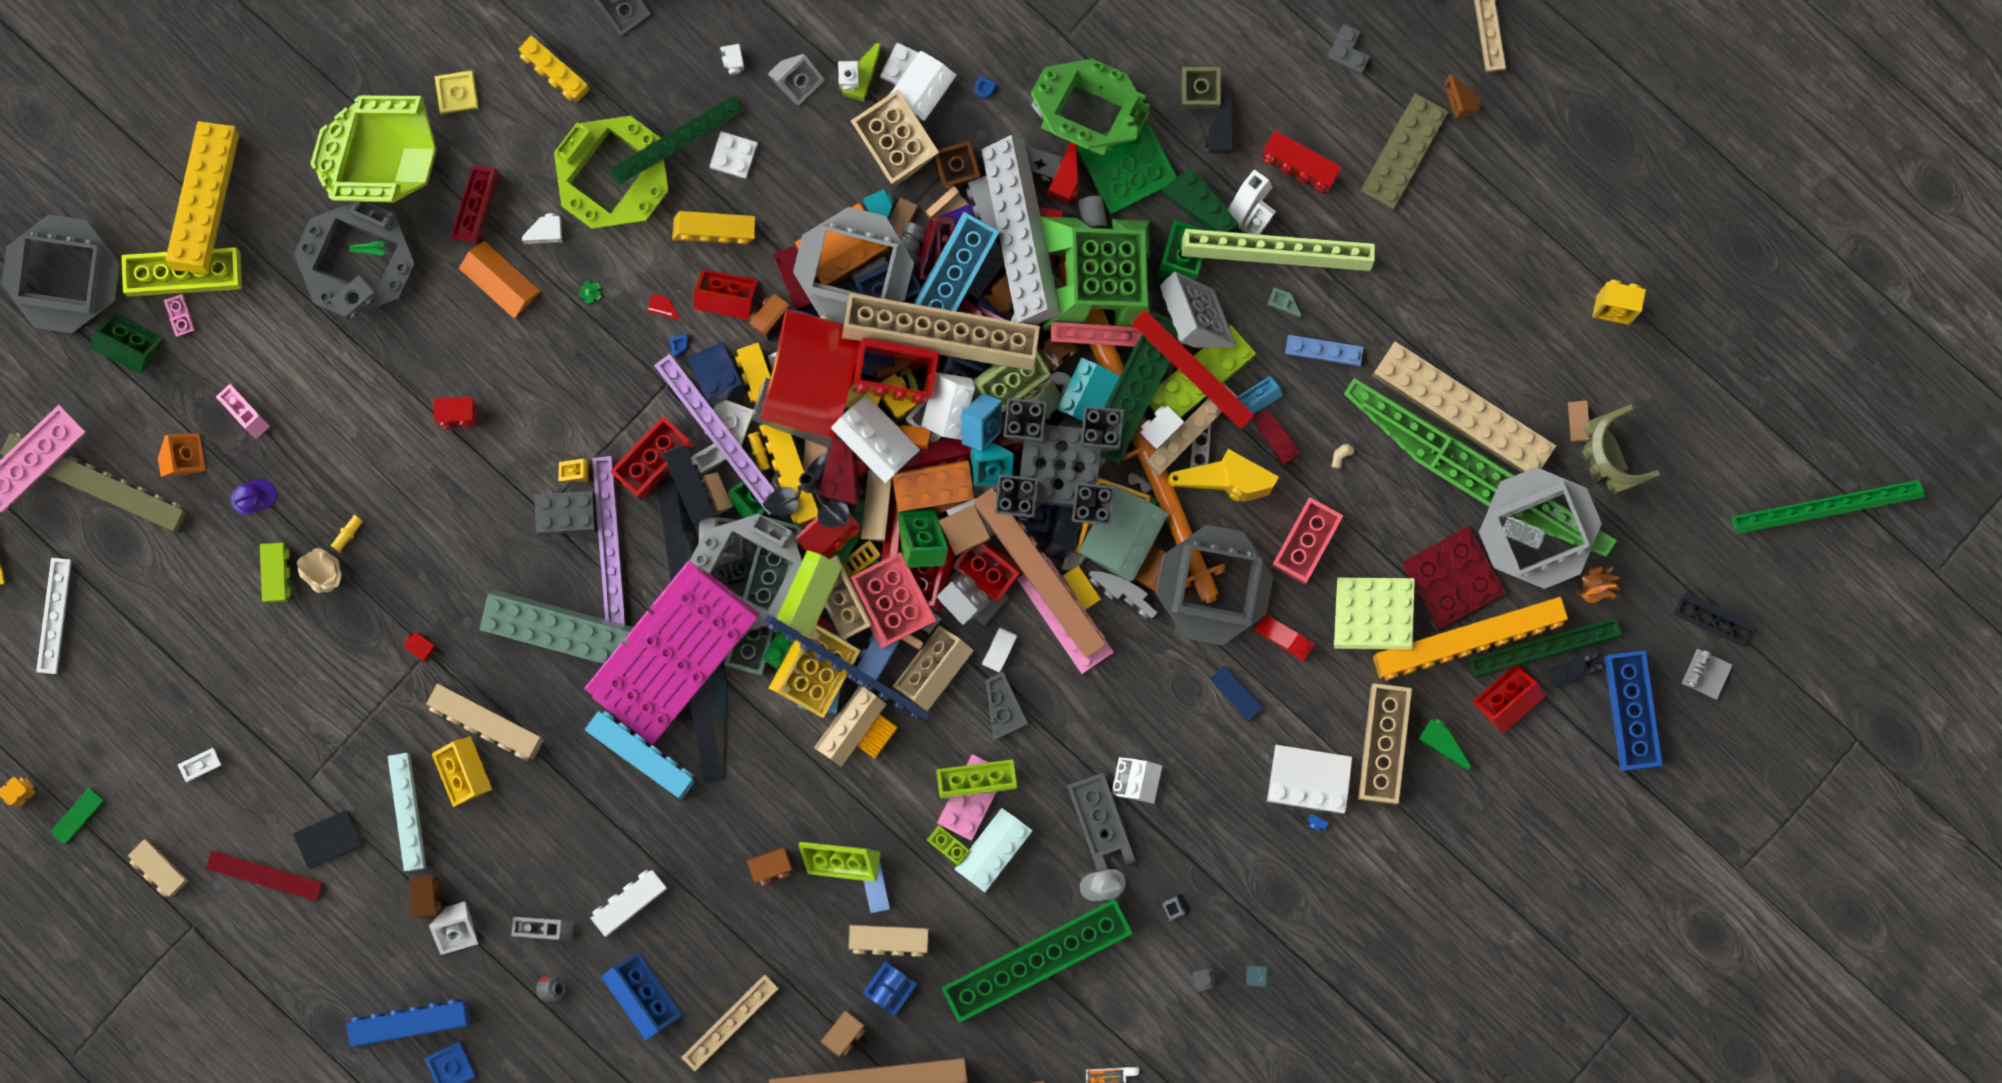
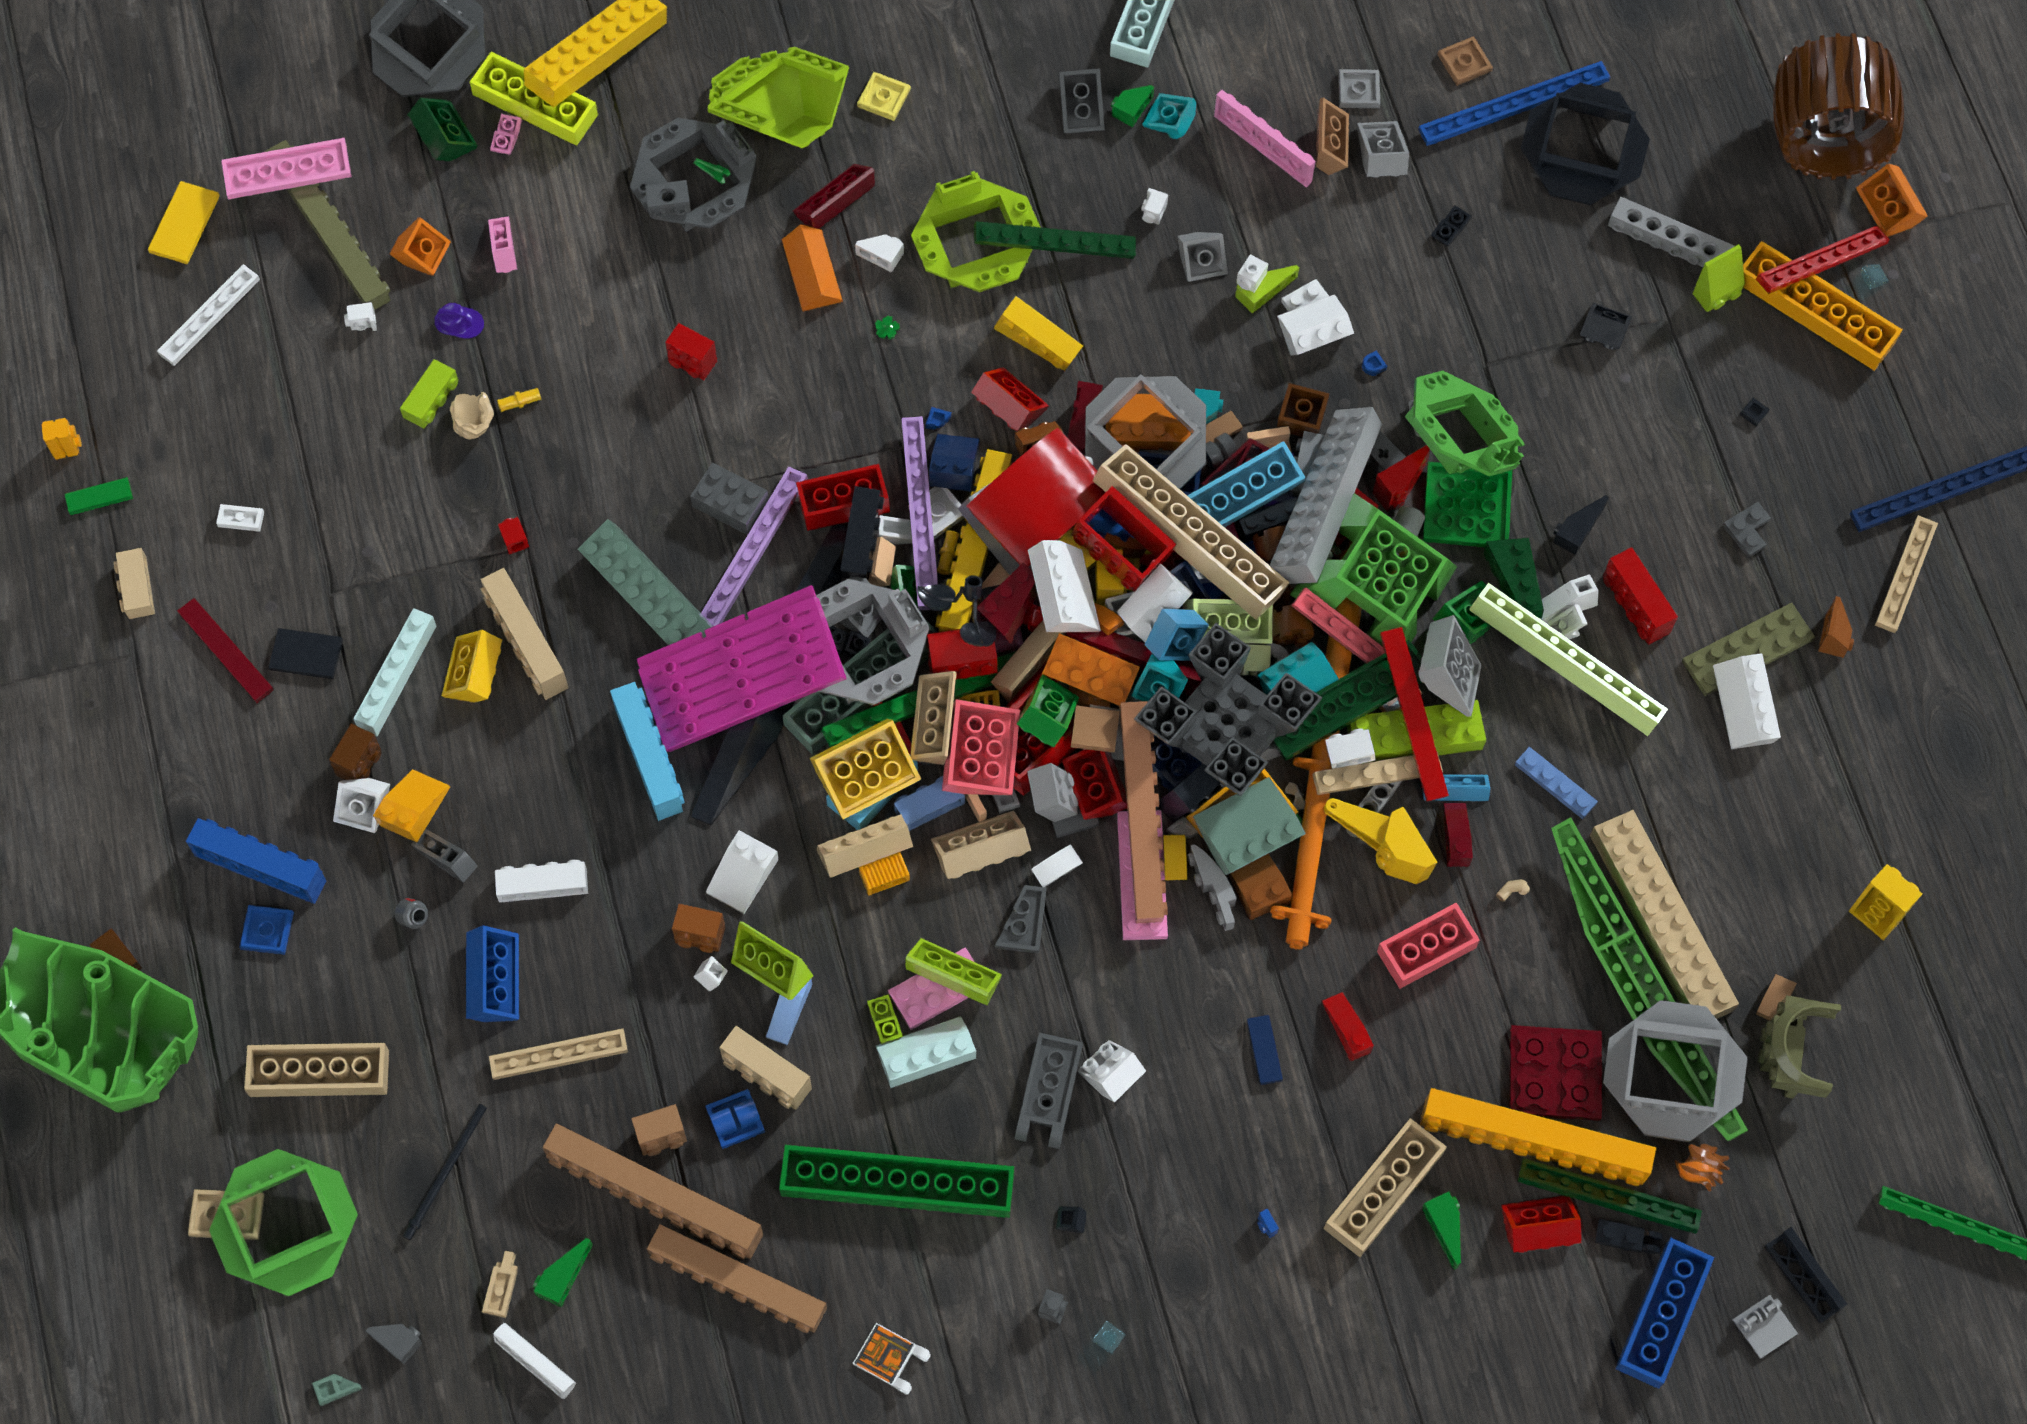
camera: 30 degrees right, 15 degrees down
(175, 543) = (360, 317): none -> white brick
(491, 905) = (411, 805): none -> light orange slope
(550, 66) = (984, 124): yellow brick -> none
(574, 471) = (765, 468): yellow slope -> none
(662, 306) = (944, 378): red sticker -> none
(733, 155) = (1099, 288): white plate -> none
(771, 802) = (742, 872): none -> white slope
(799, 892) = (710, 973): none -> white slope
(809, 592) = (906, 689): lime slope -> none
(839, 665) = (893, 775): dark blue plate -> none
(895, 137) = (1260, 353): tan slope -> none
(1103, 885) = (1012, 1150): light grey piece -> none
(1201, 87) = (1582, 477): olive brick -> none
(1209, 623) = (1277, 959): dark grey hinge -> none
(1283, 302) = (1543, 715): sand green tile -> none
(1309, 779) = (1285, 1178): white slope -> none
(1374, 613) = (1453, 1052): yellowish green plate -> none
(1428, 199) = (1747, 701): none -> white slope
(1523, 532) = (1655, 1057): clear slope -> none

